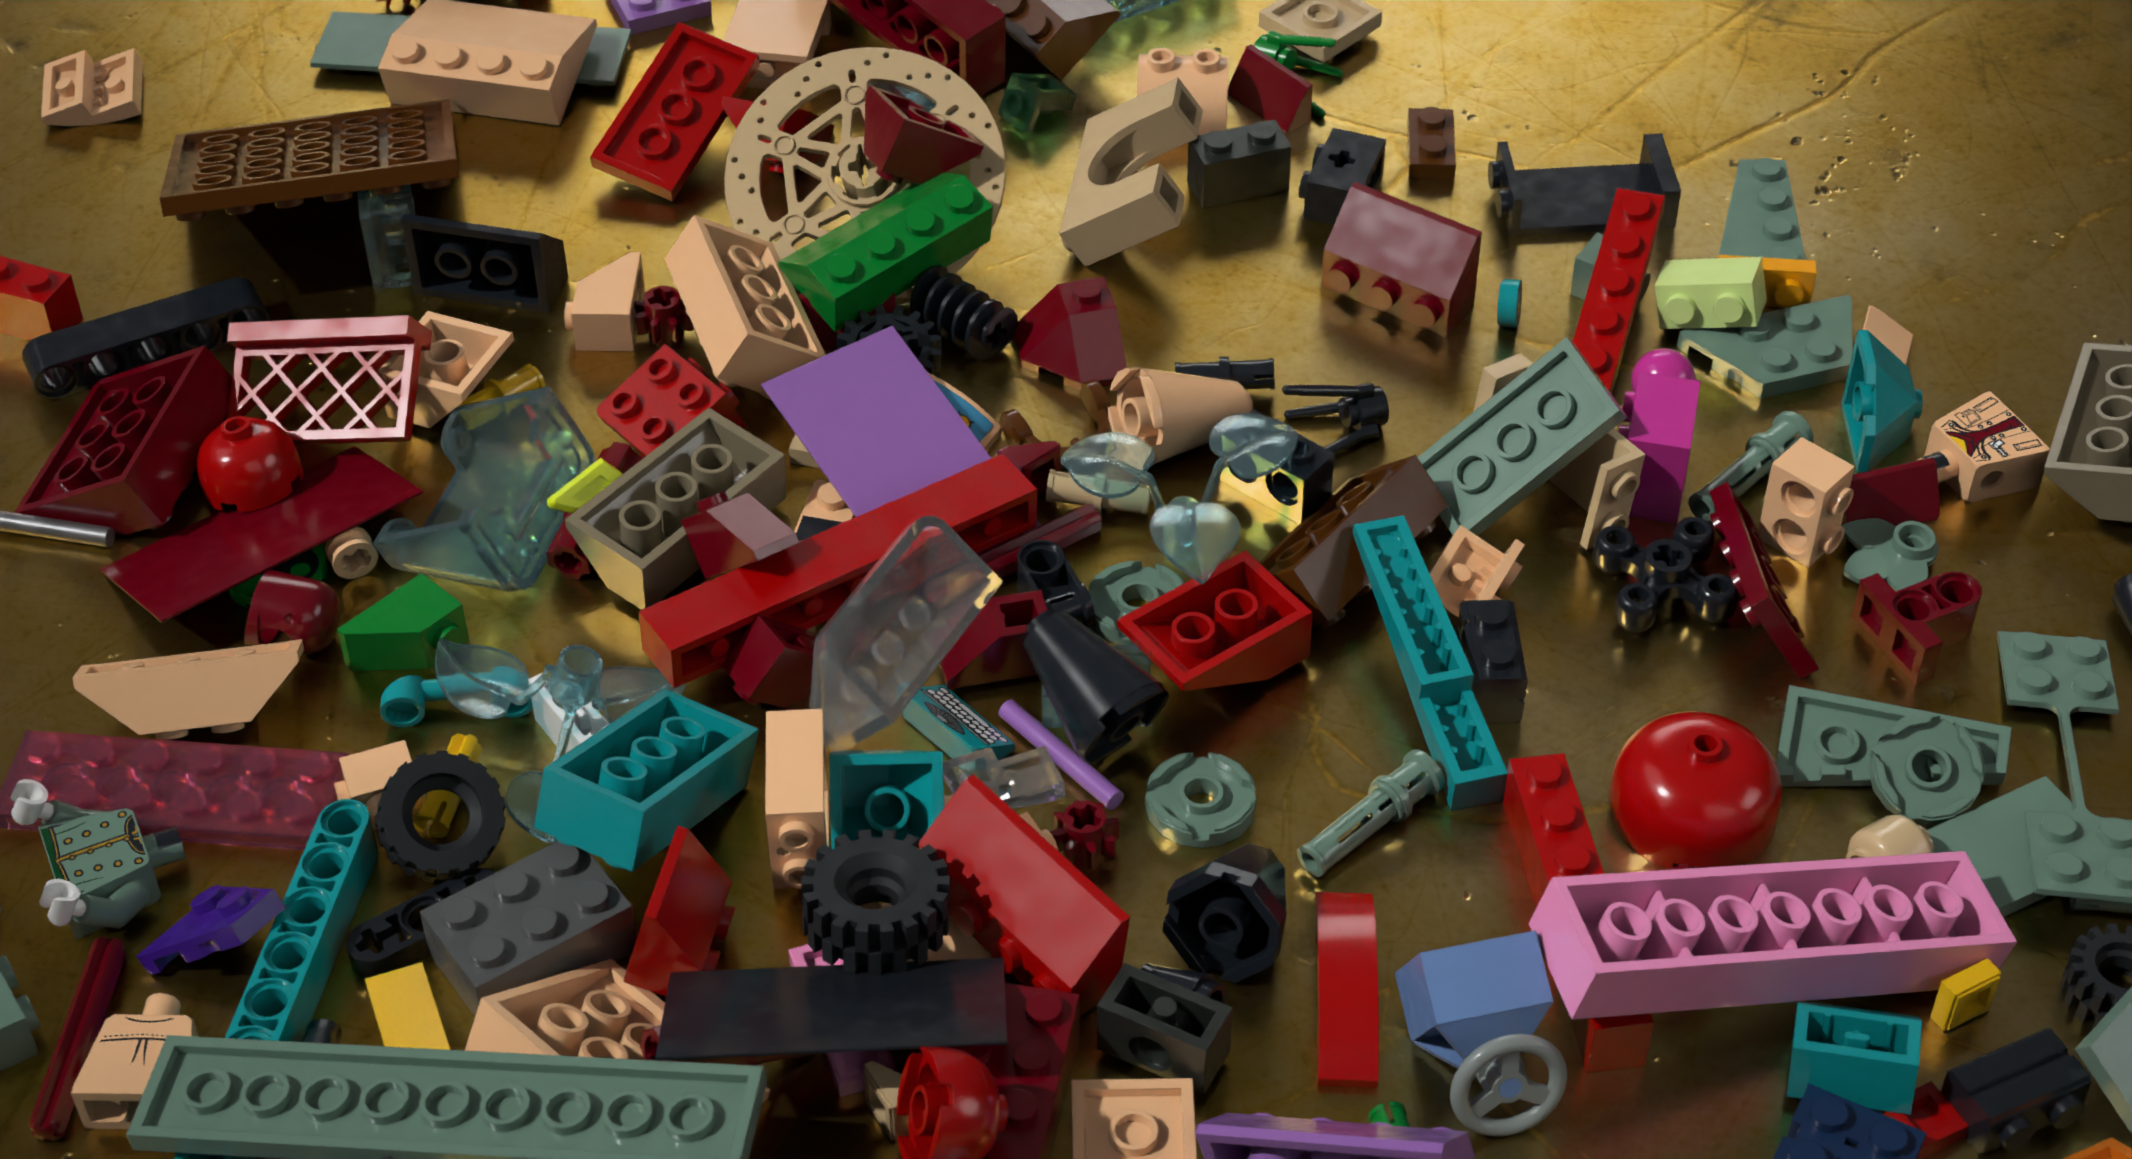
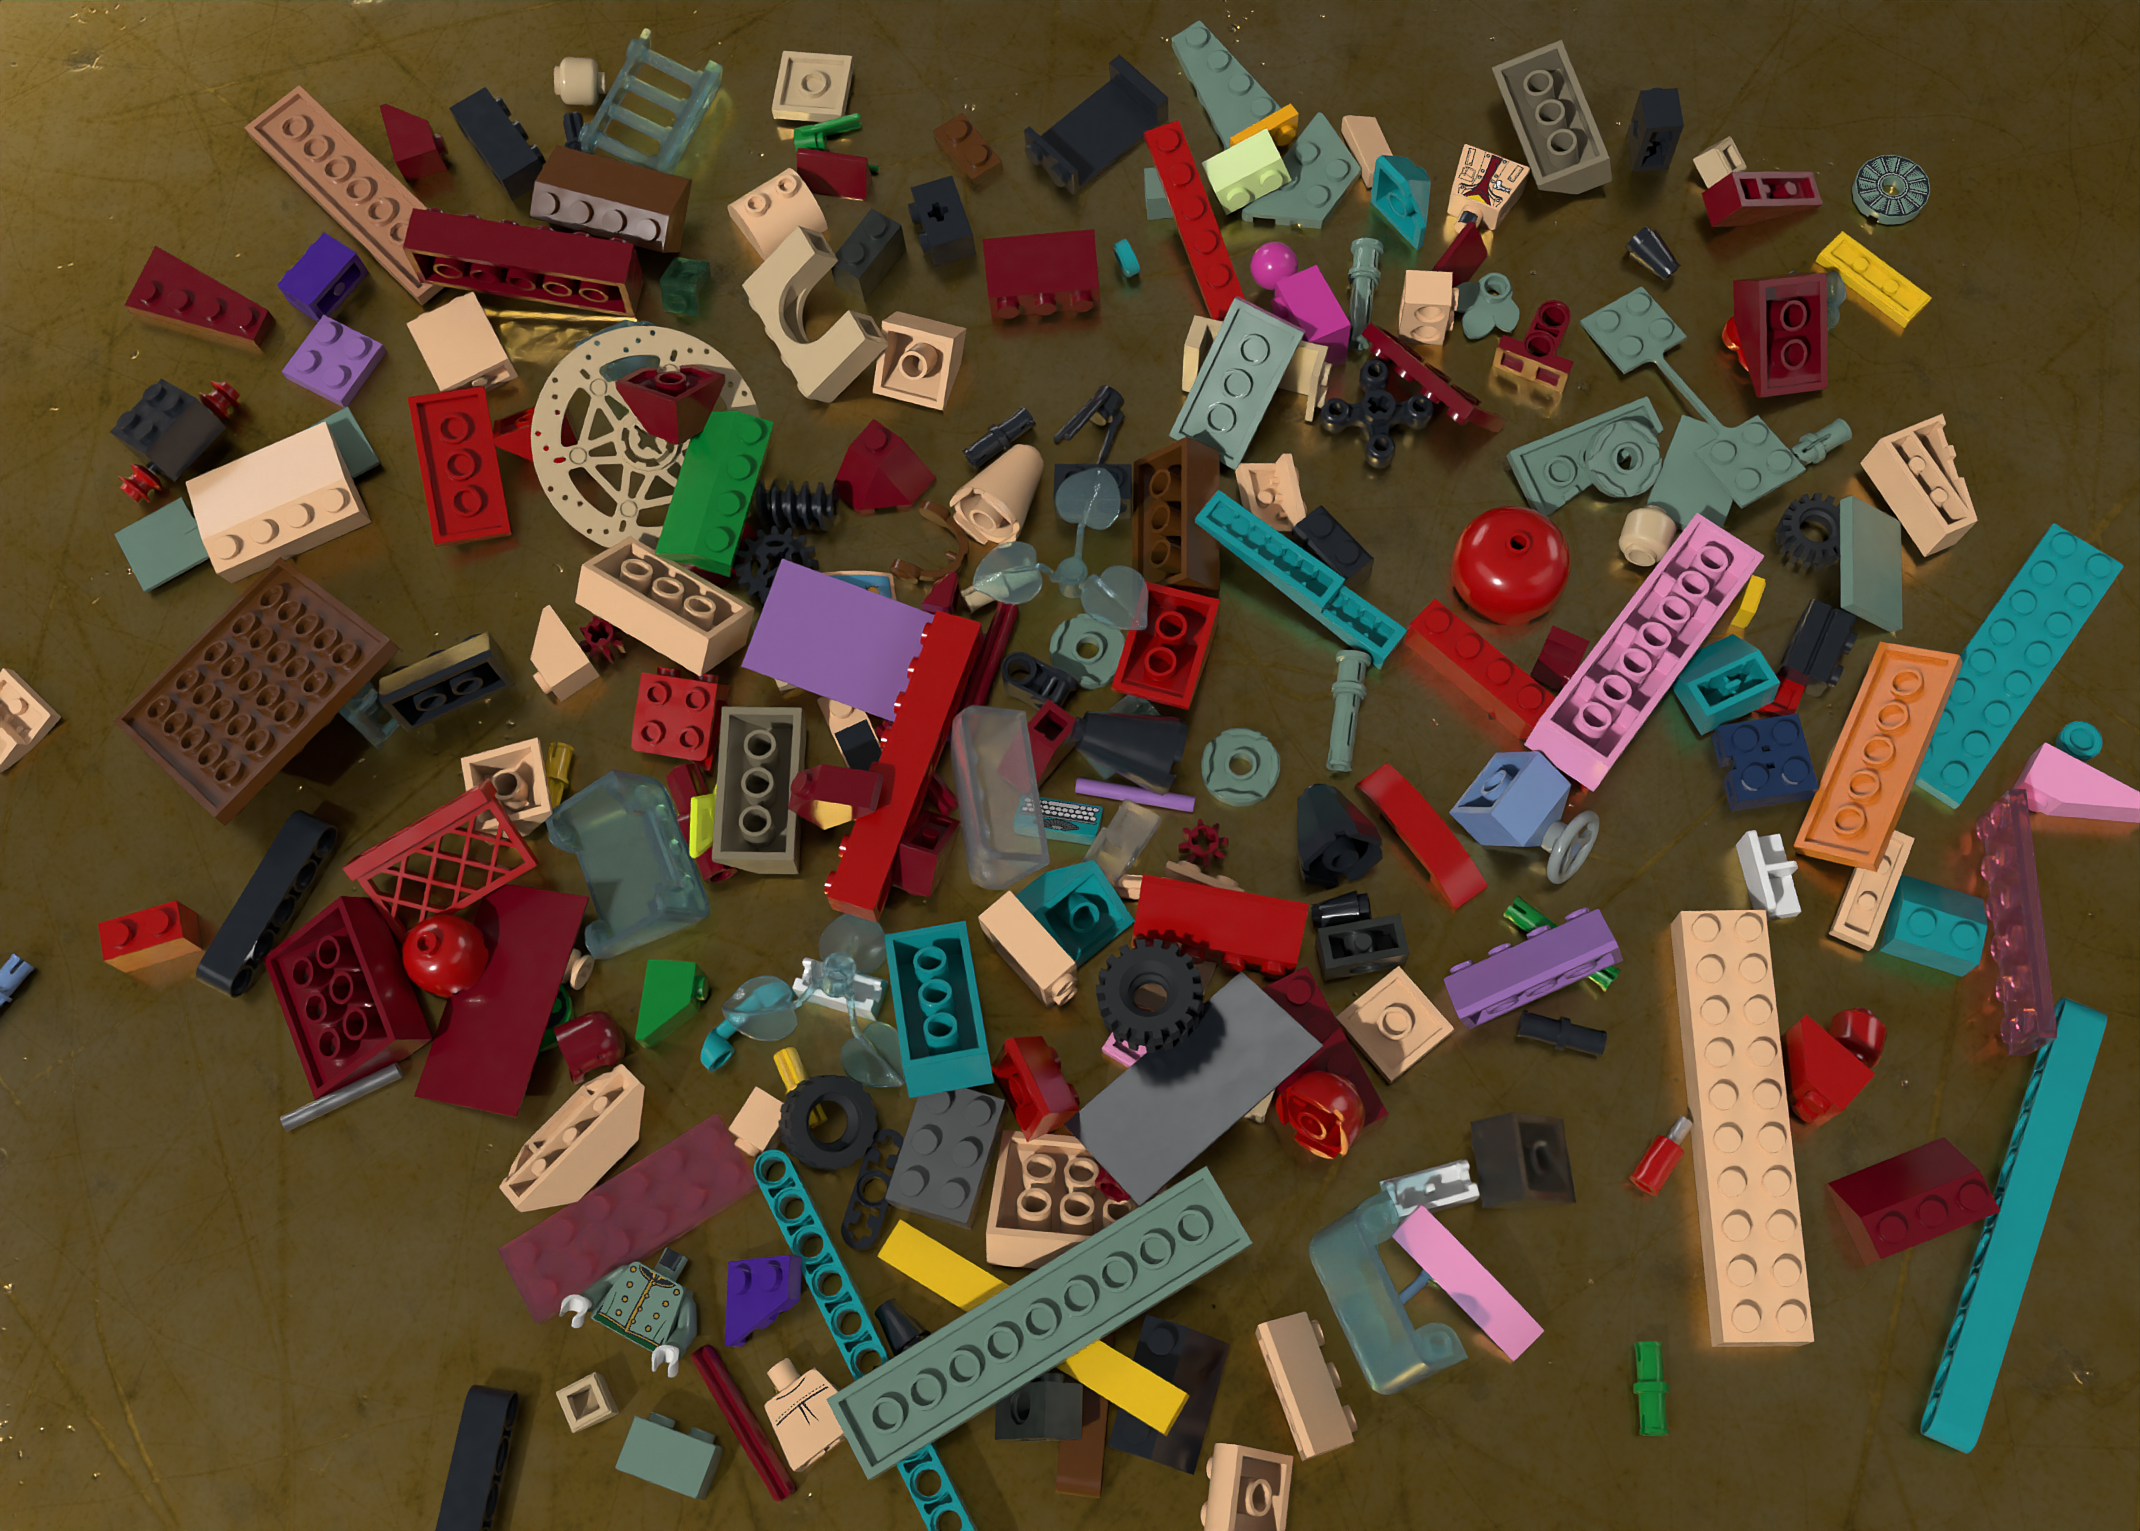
camera: 30 degrees left, 25 degrees up
(1205, 269) = (919, 360): none -> light nougat slope

